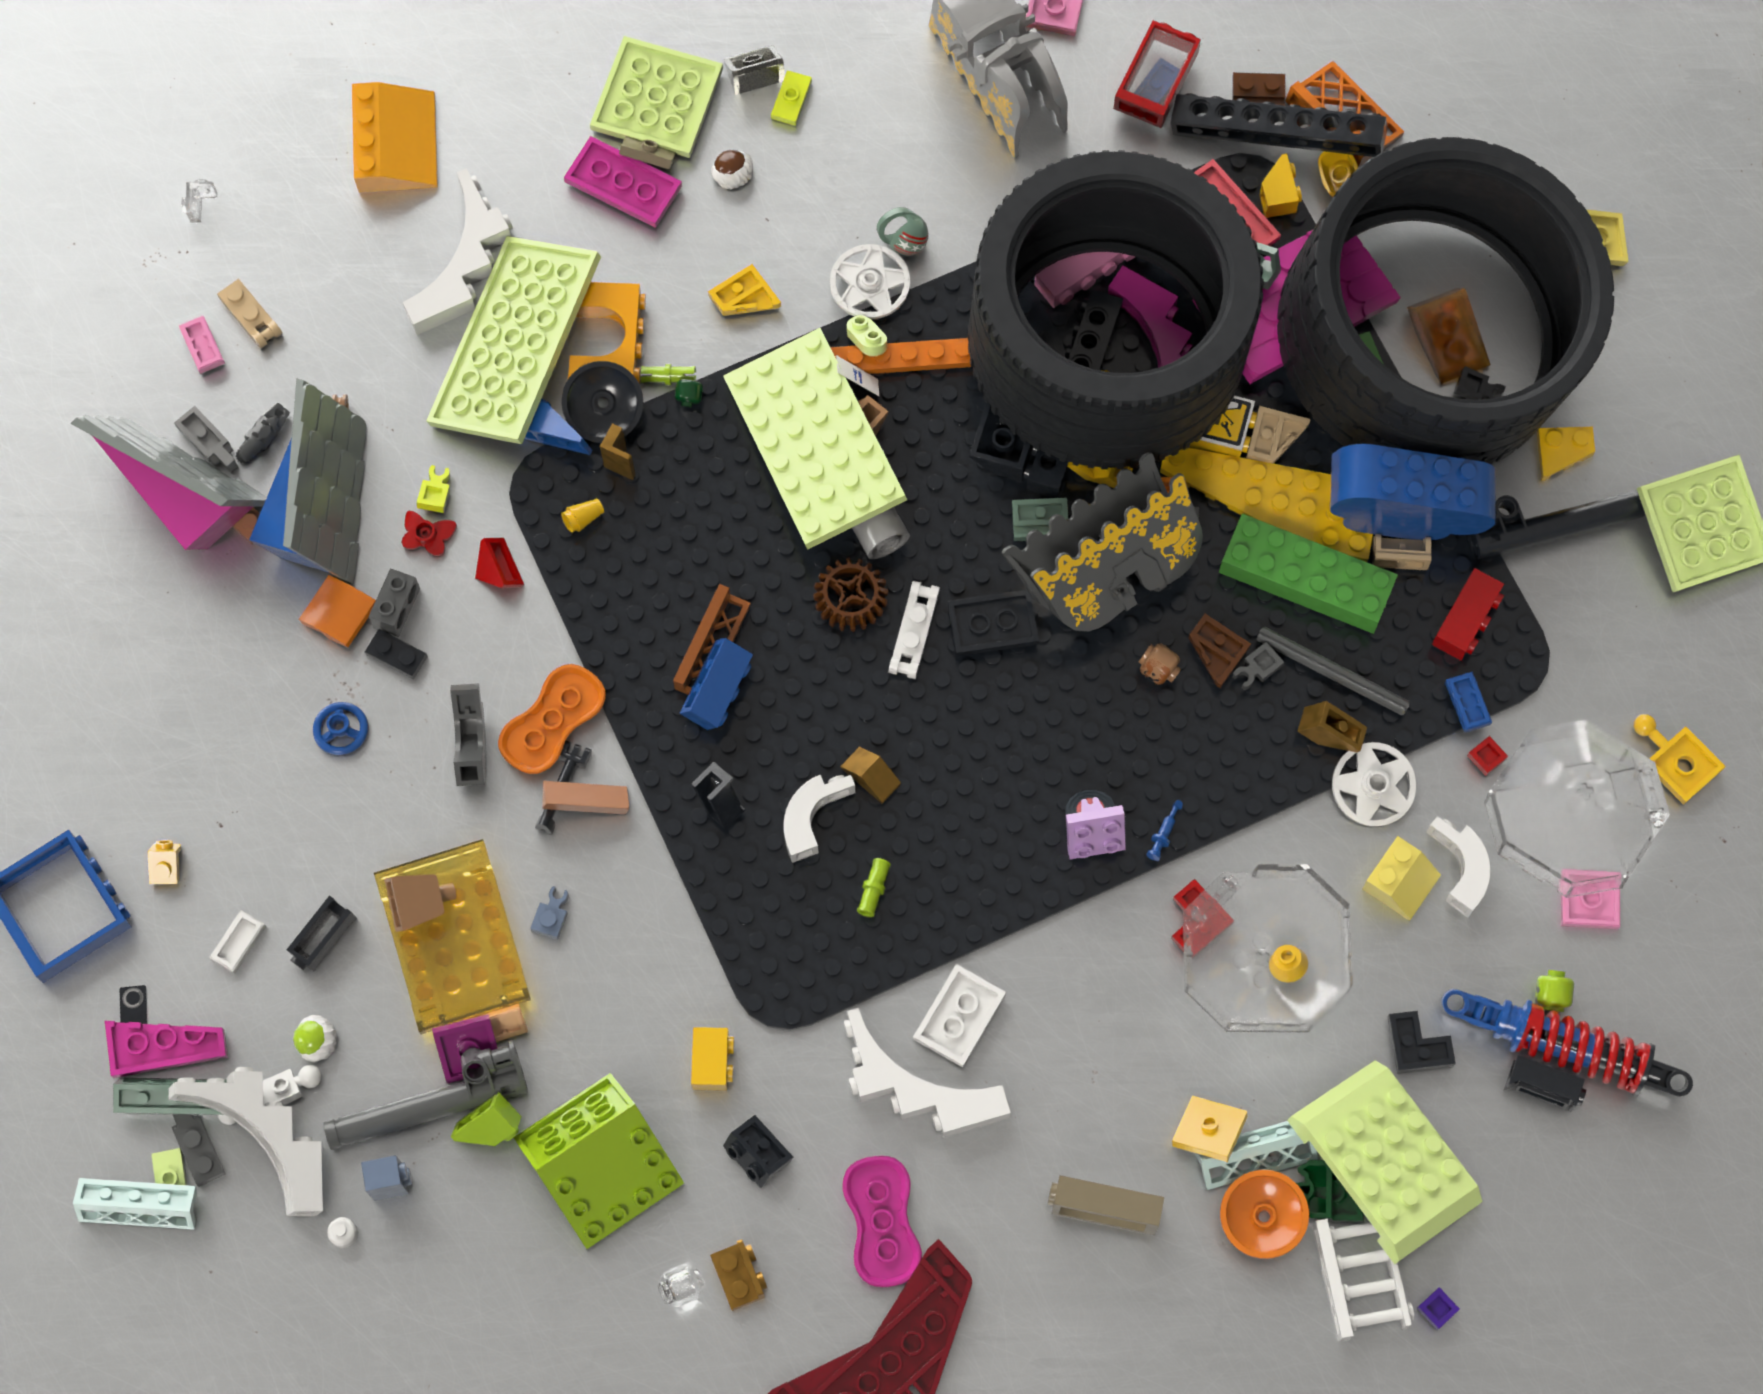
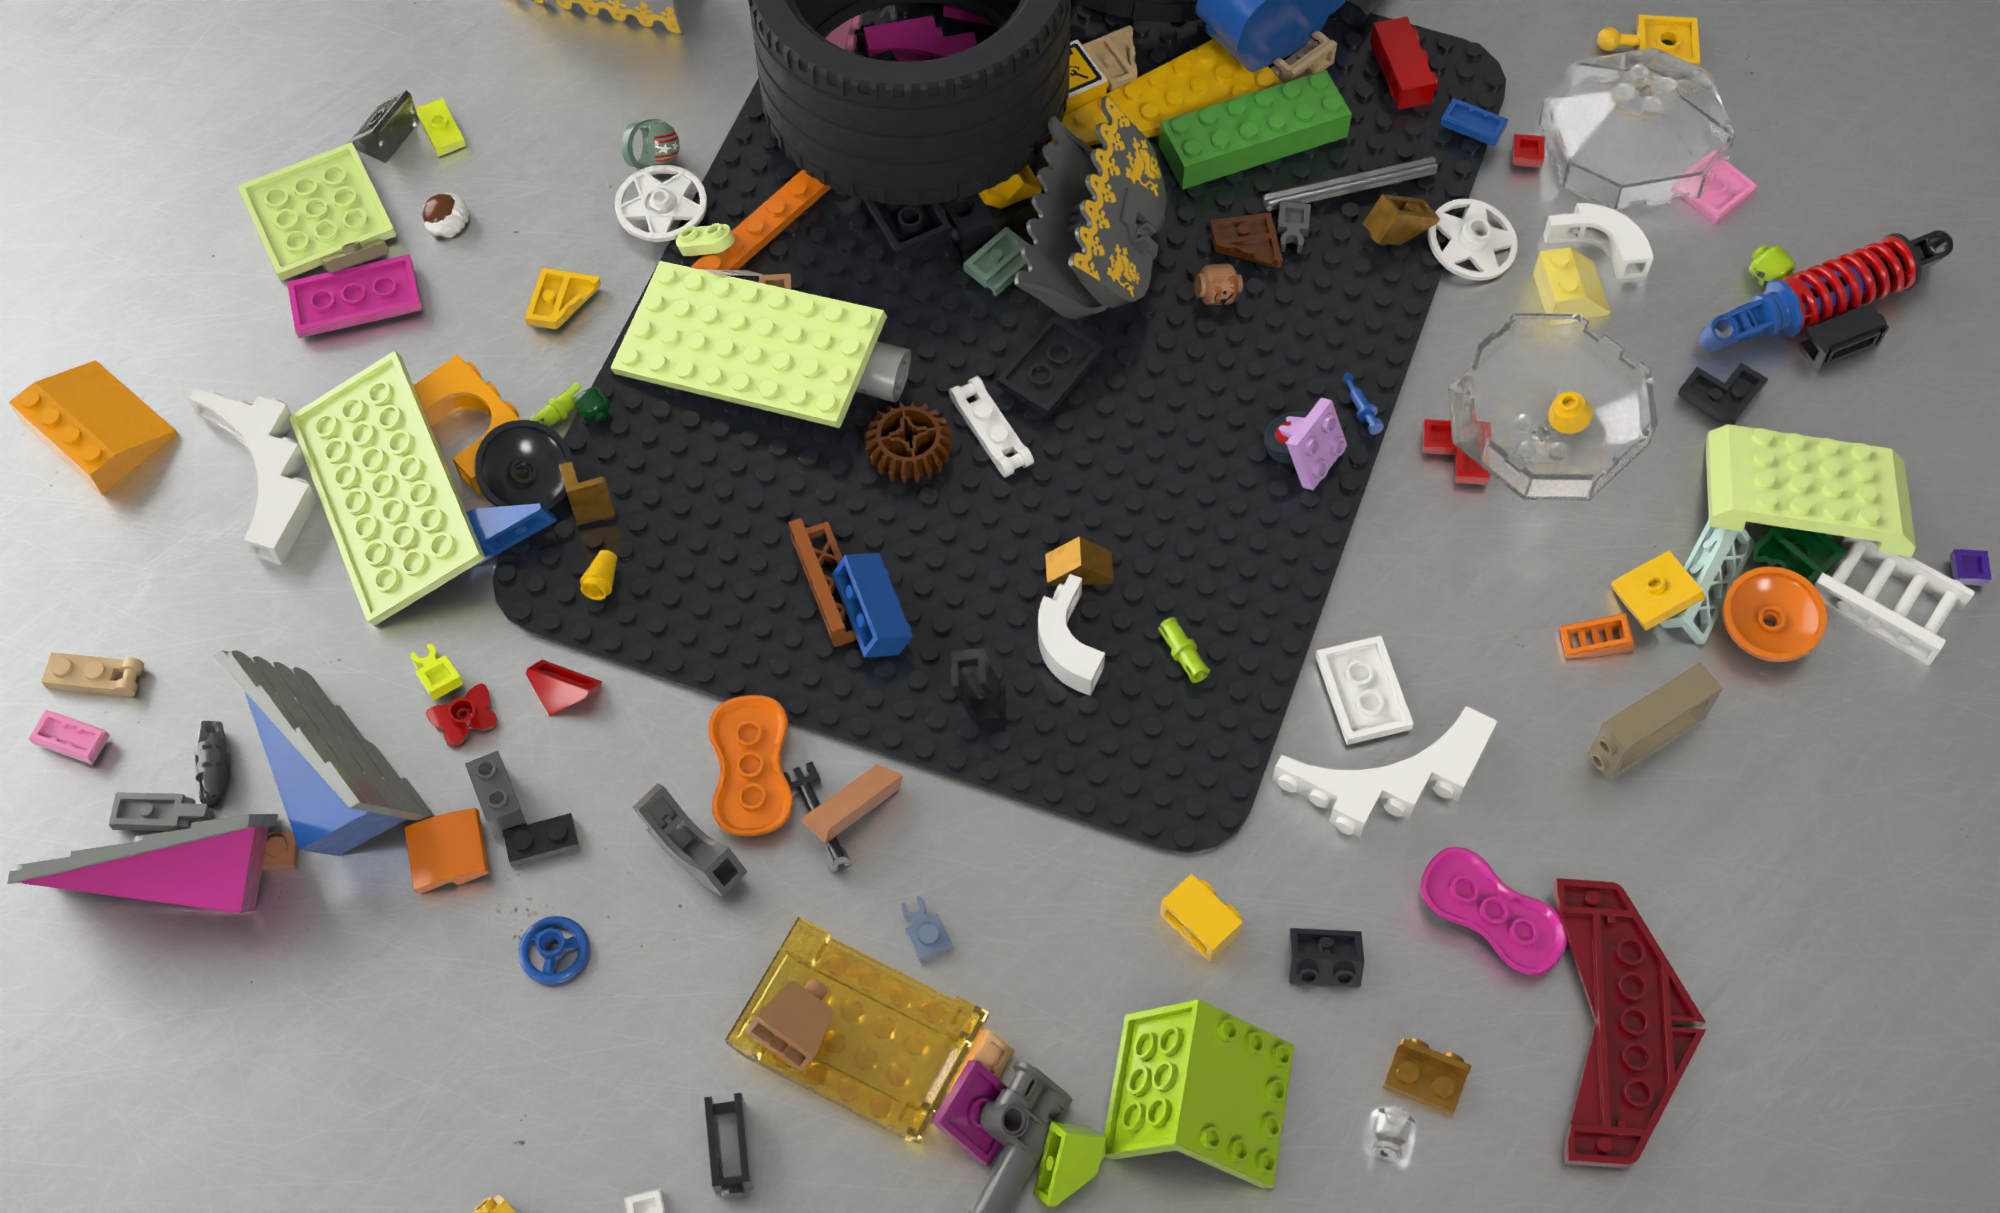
camera: 45 degrees left, 10 degrees down
(1161, 1138) = (1605, 624): none -> orange slope

